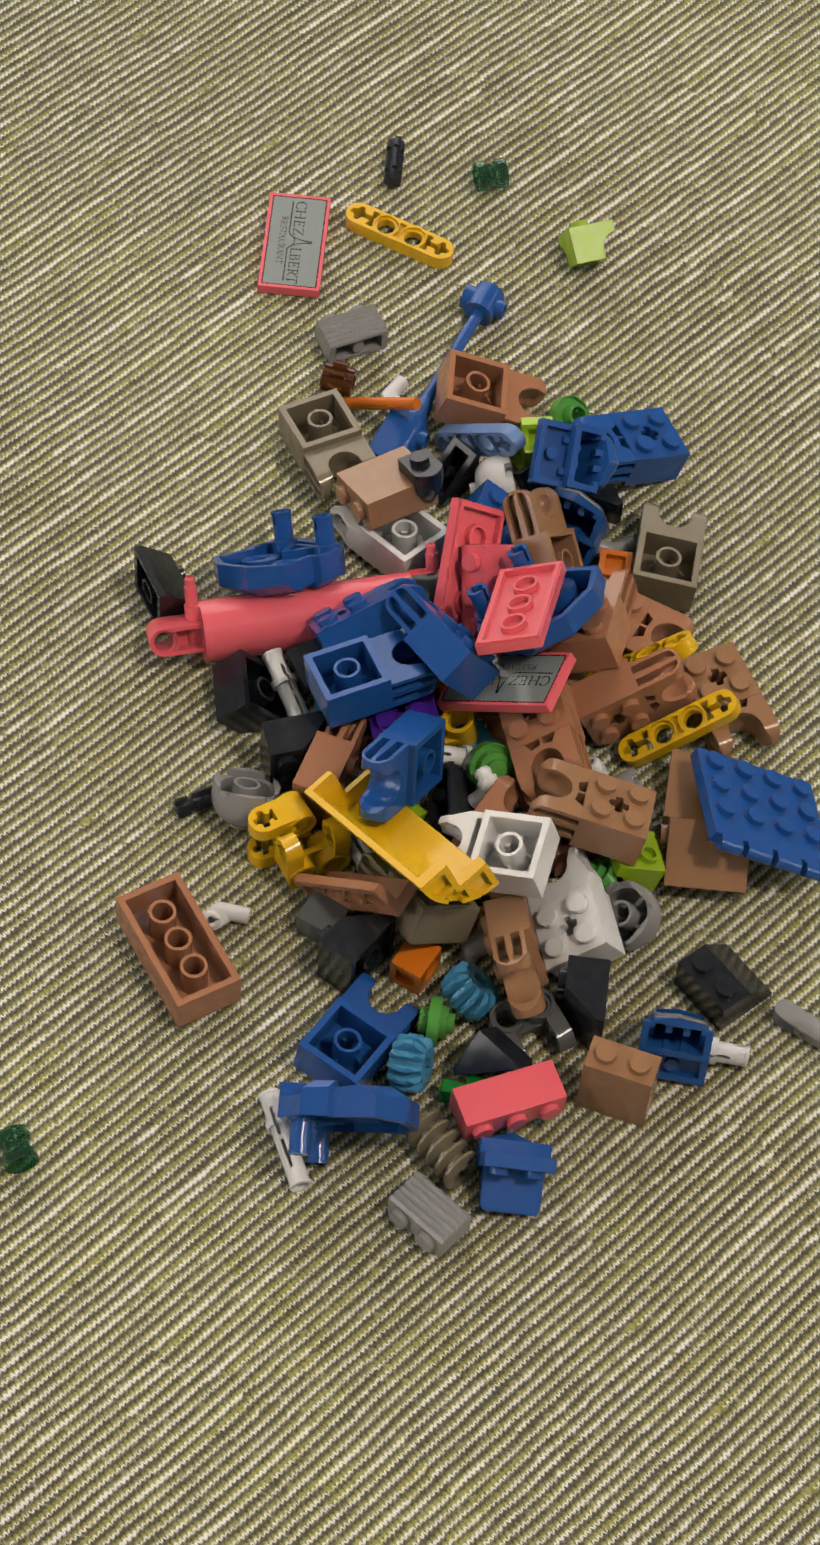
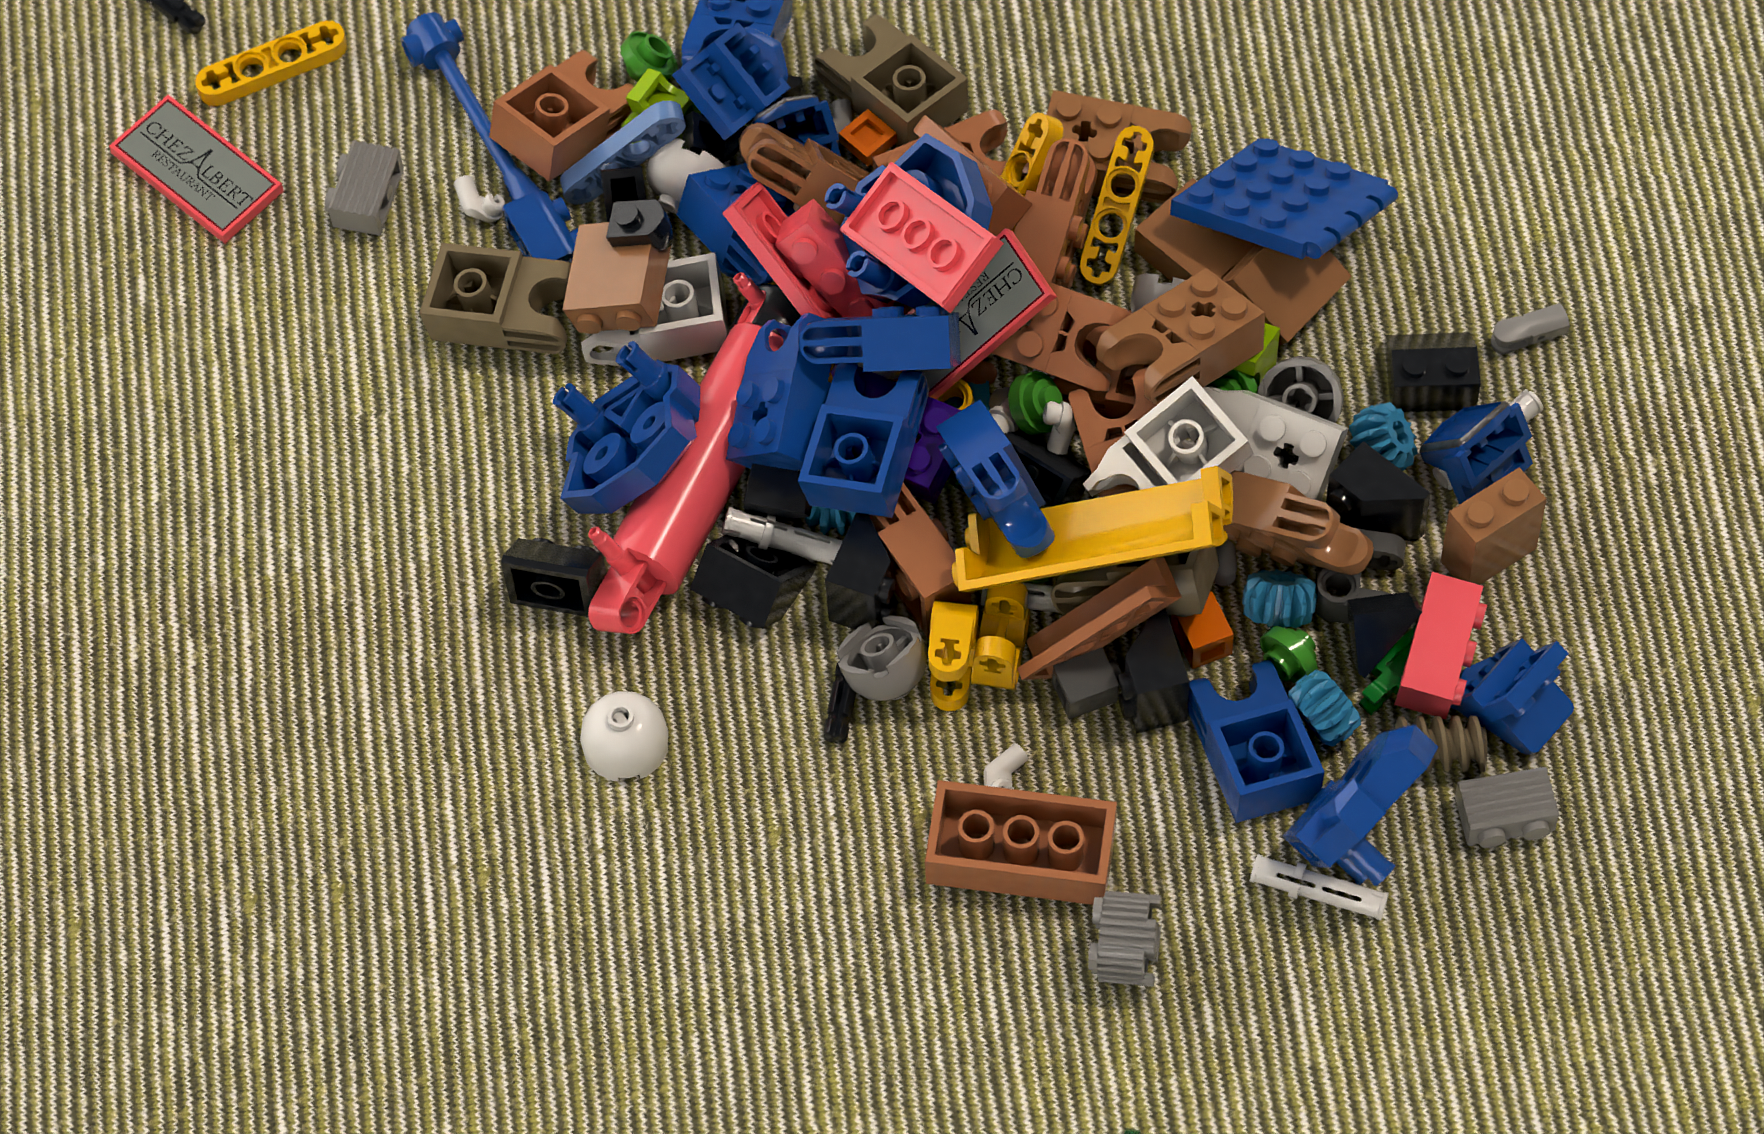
camera: 45 degrees left, 5 degrees up
(88, 696) = (624, 736): none -> white cylinder
(154, 1044) = (1126, 938): none -> light grey brick
(338, 376) = (416, 238): reddish brown gear -> none
(382, 403) = (495, 210): orange bar -> none
(637, 982) = (1386, 432): none -> dark azure gear

